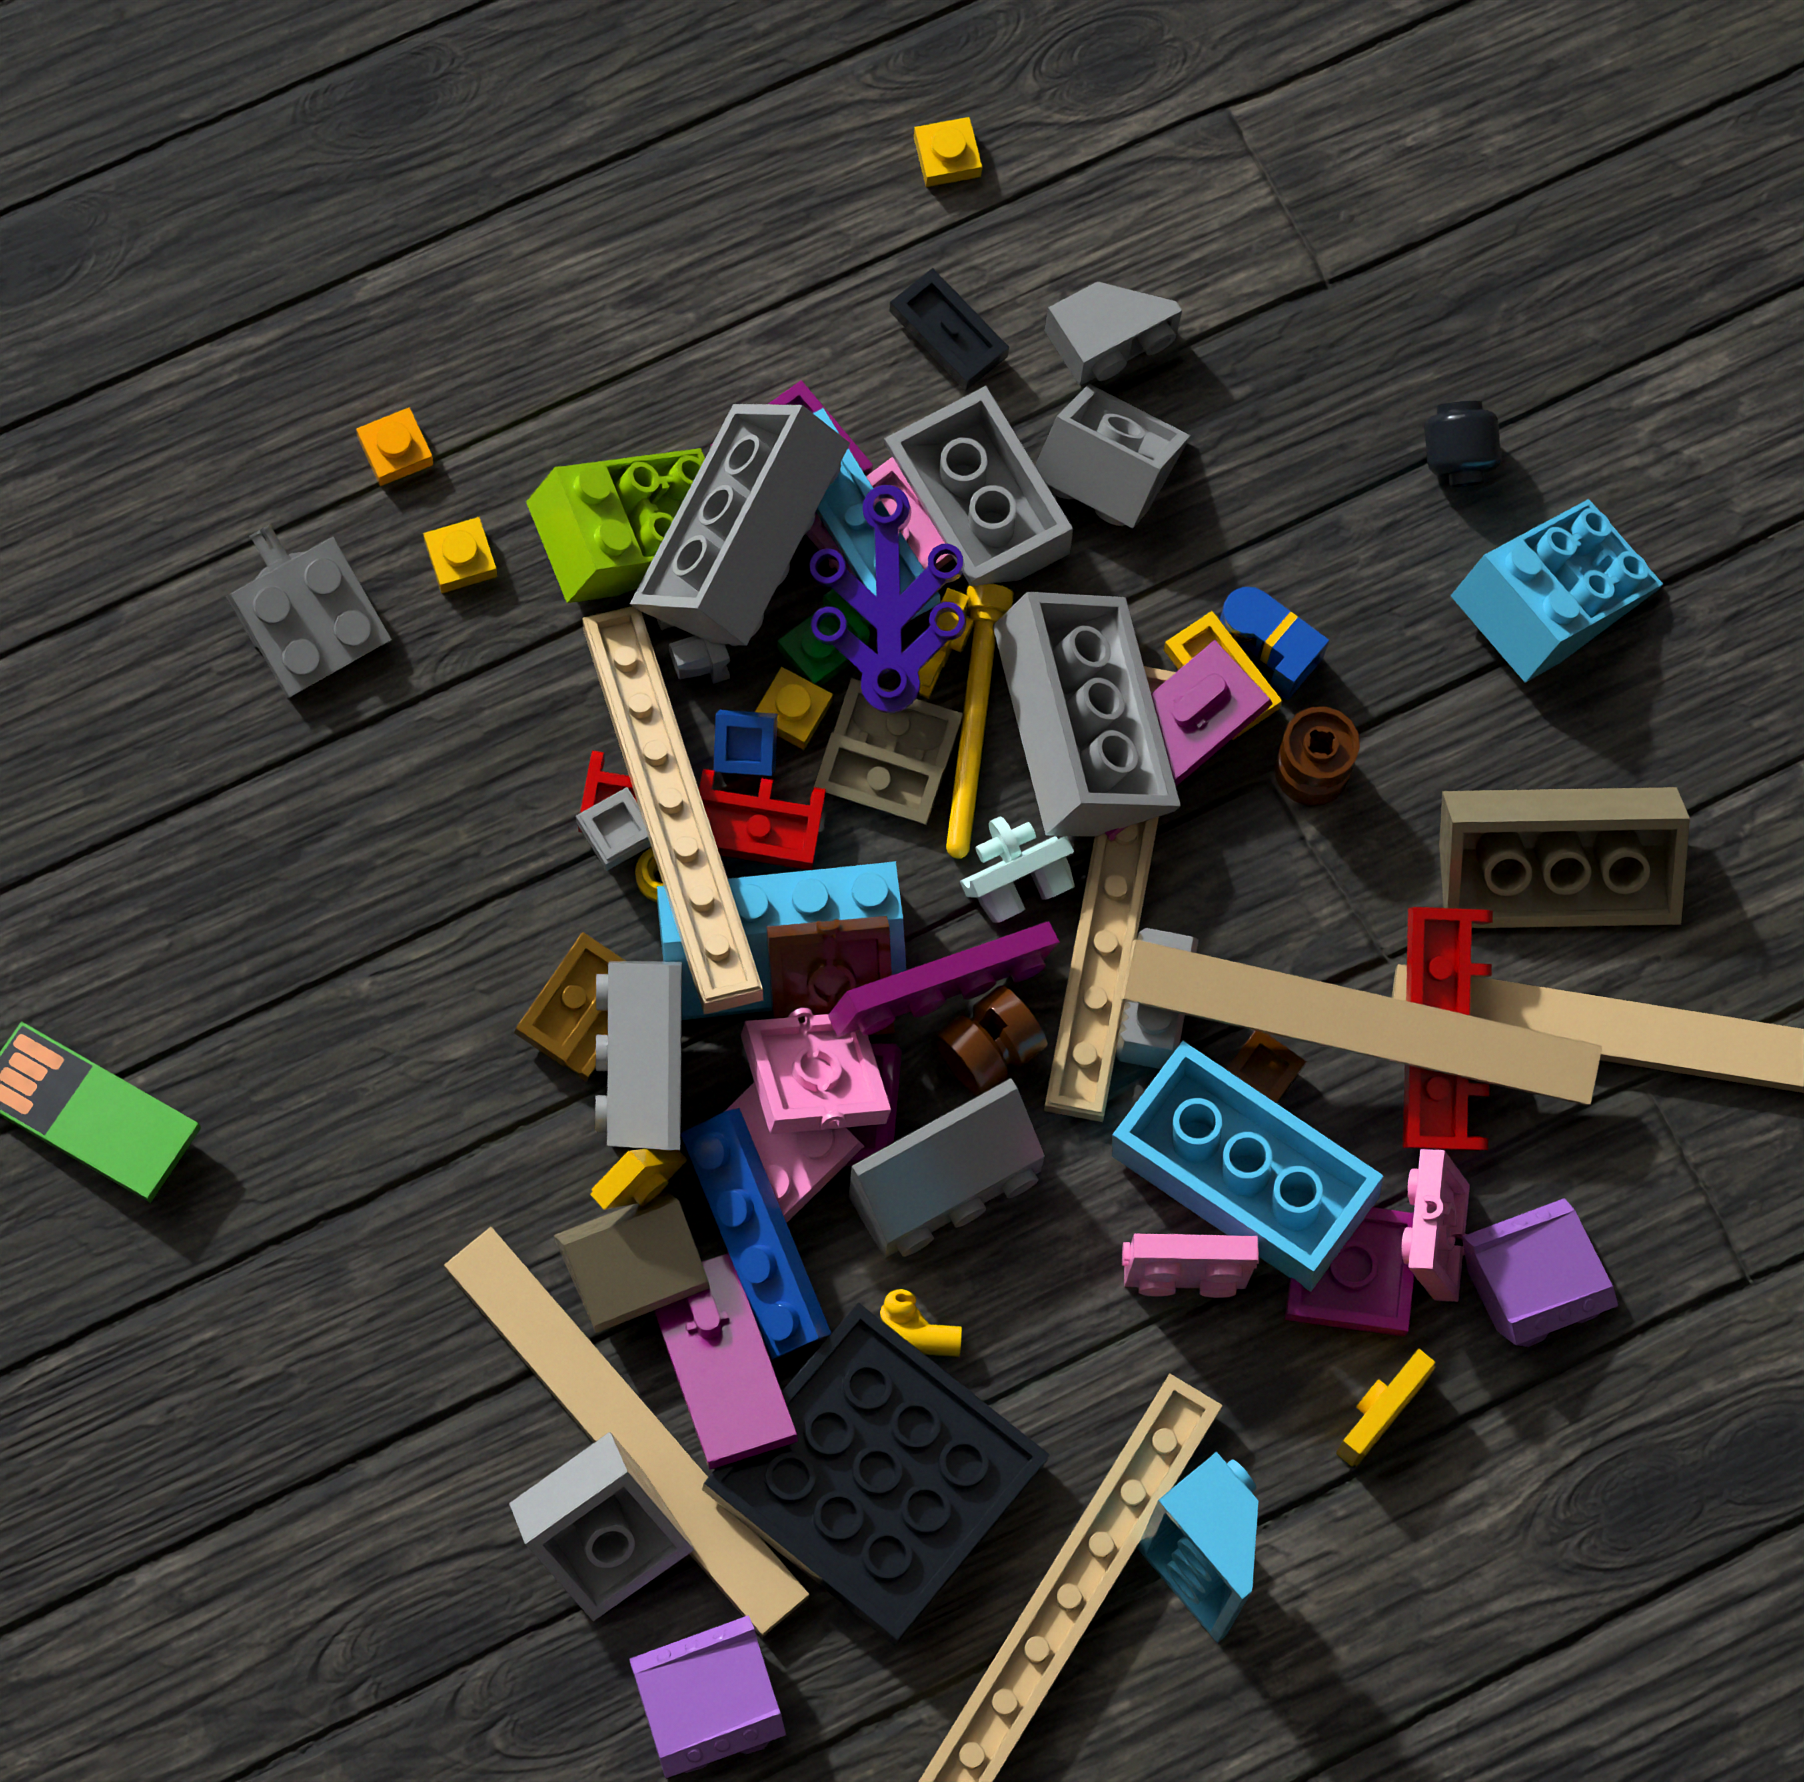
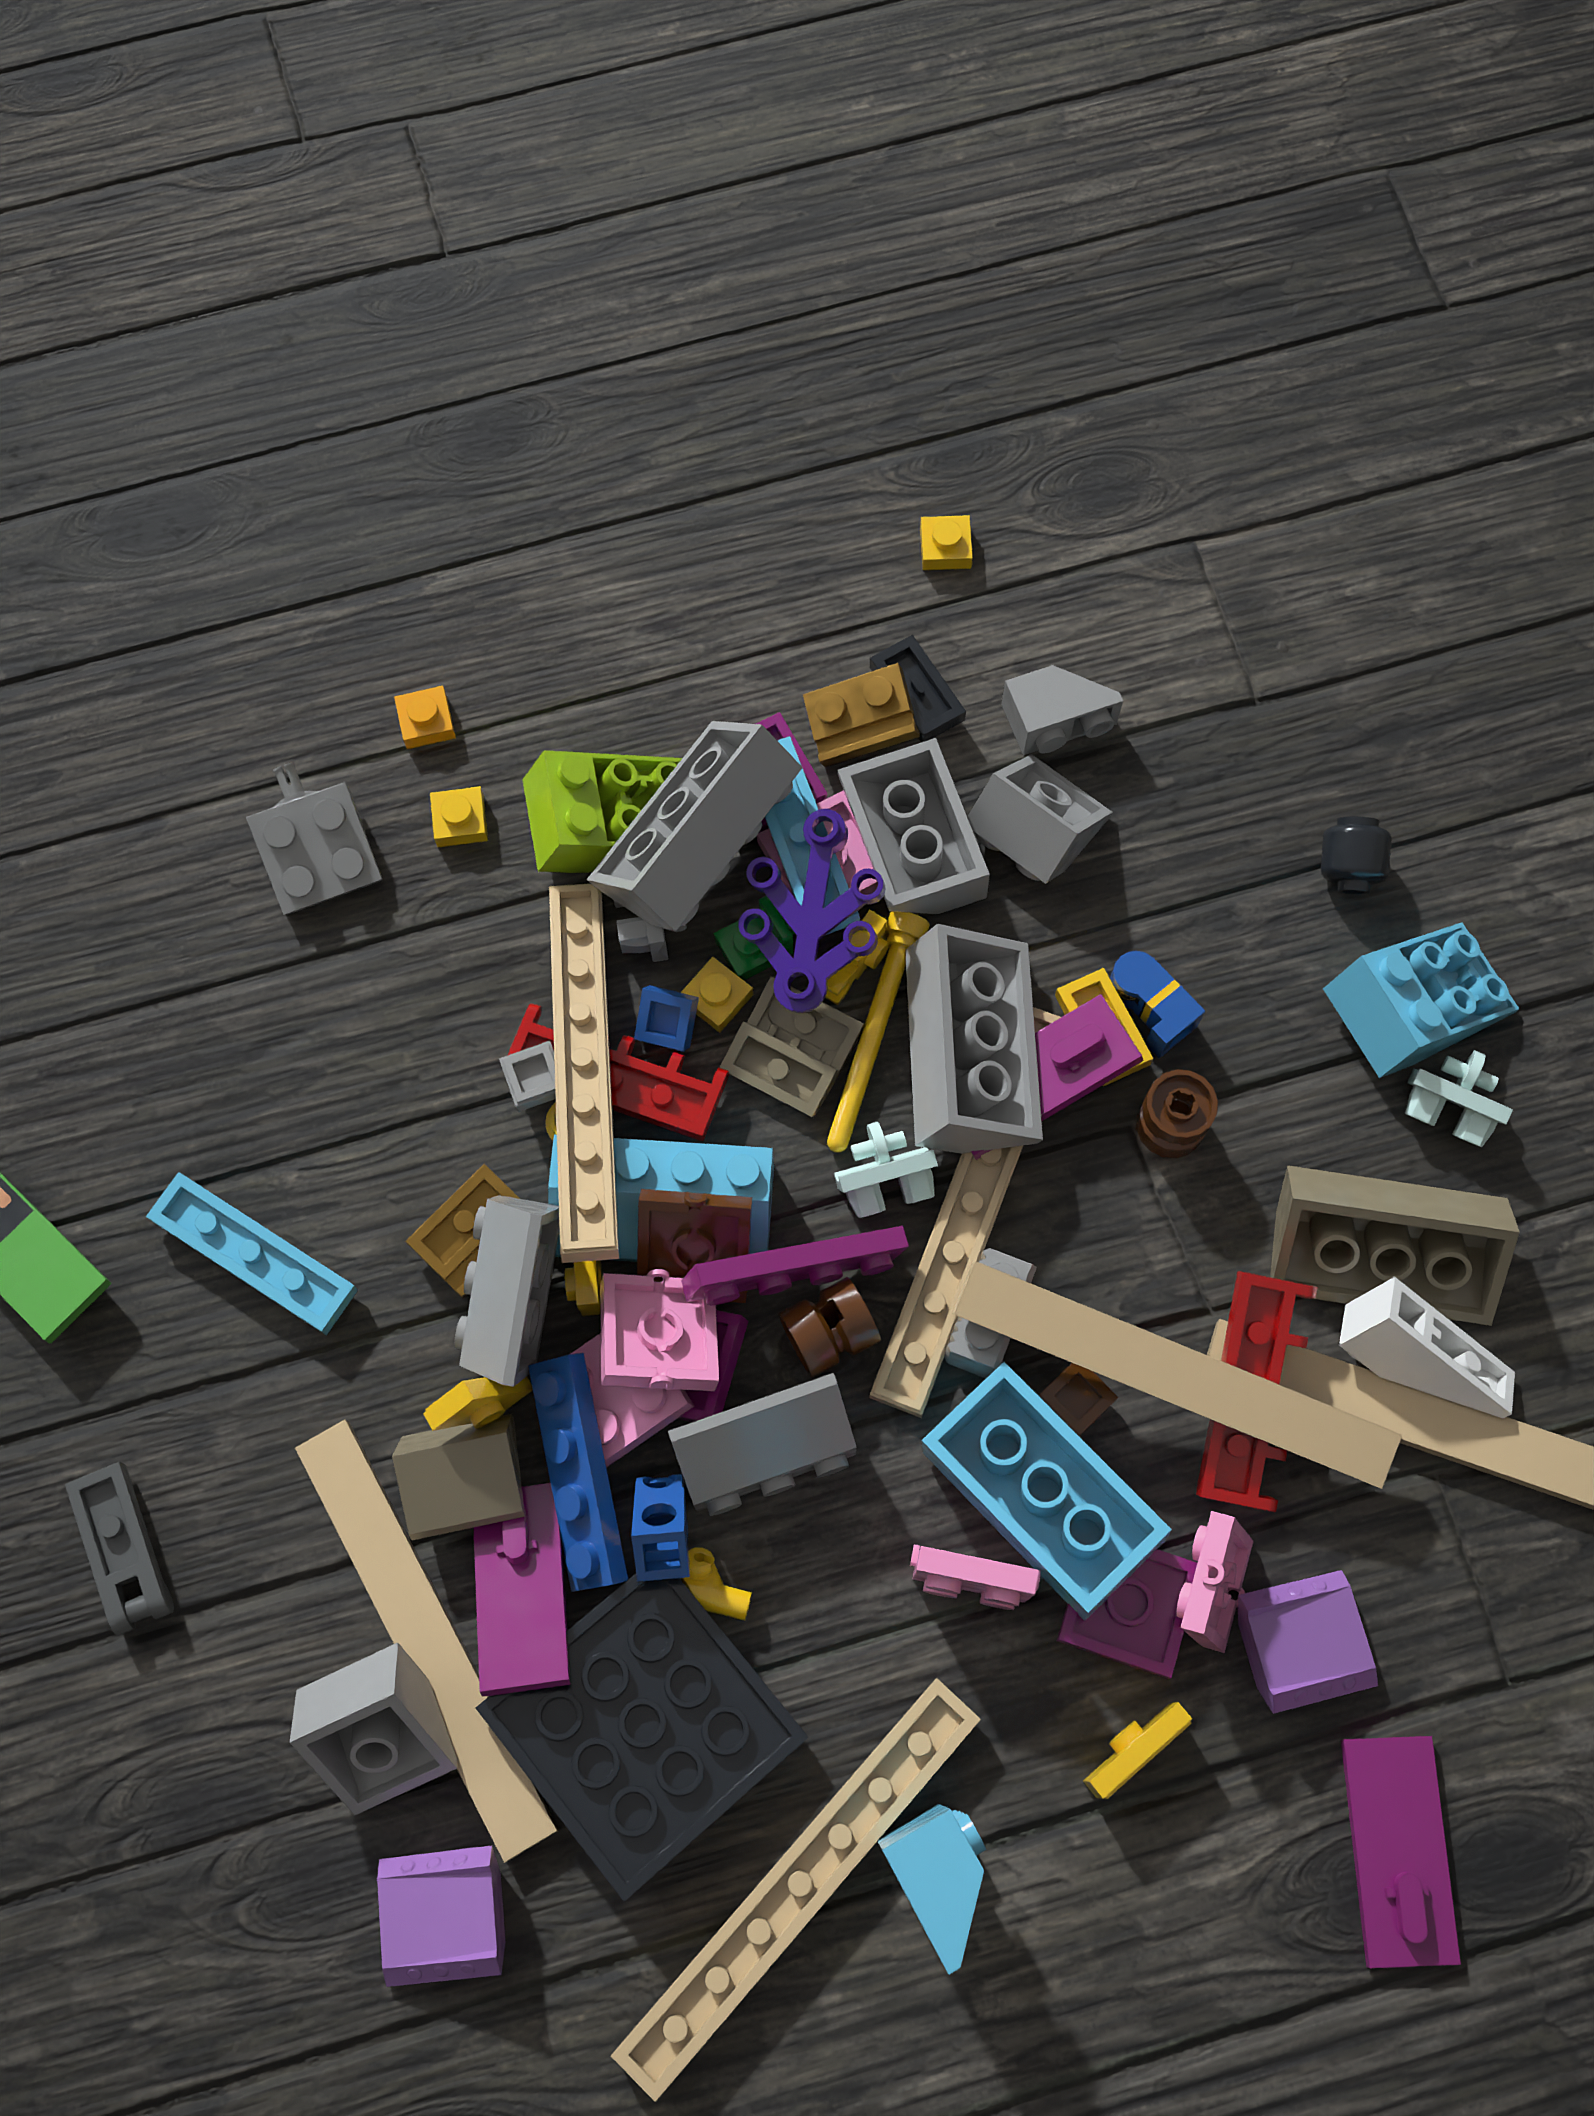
camera: 20 degrees right, 0 degrees up
(278, 1397) = (118, 1547): none -> dark grey plate
(346, 1070) = (252, 1253): none -> medium azure plate
(719, 1043) = (583, 1286): none -> yellow plate
(858, 1274) = (660, 1529): none -> blue leg
(892, 369) = (861, 715): none -> pearl gold plate
(1613, 959) = (1420, 1348): none -> white slope
(1636, 702) = (1479, 1112): none -> light aqua hips
(1663, 1460) = (1400, 1852): none -> magenta piece

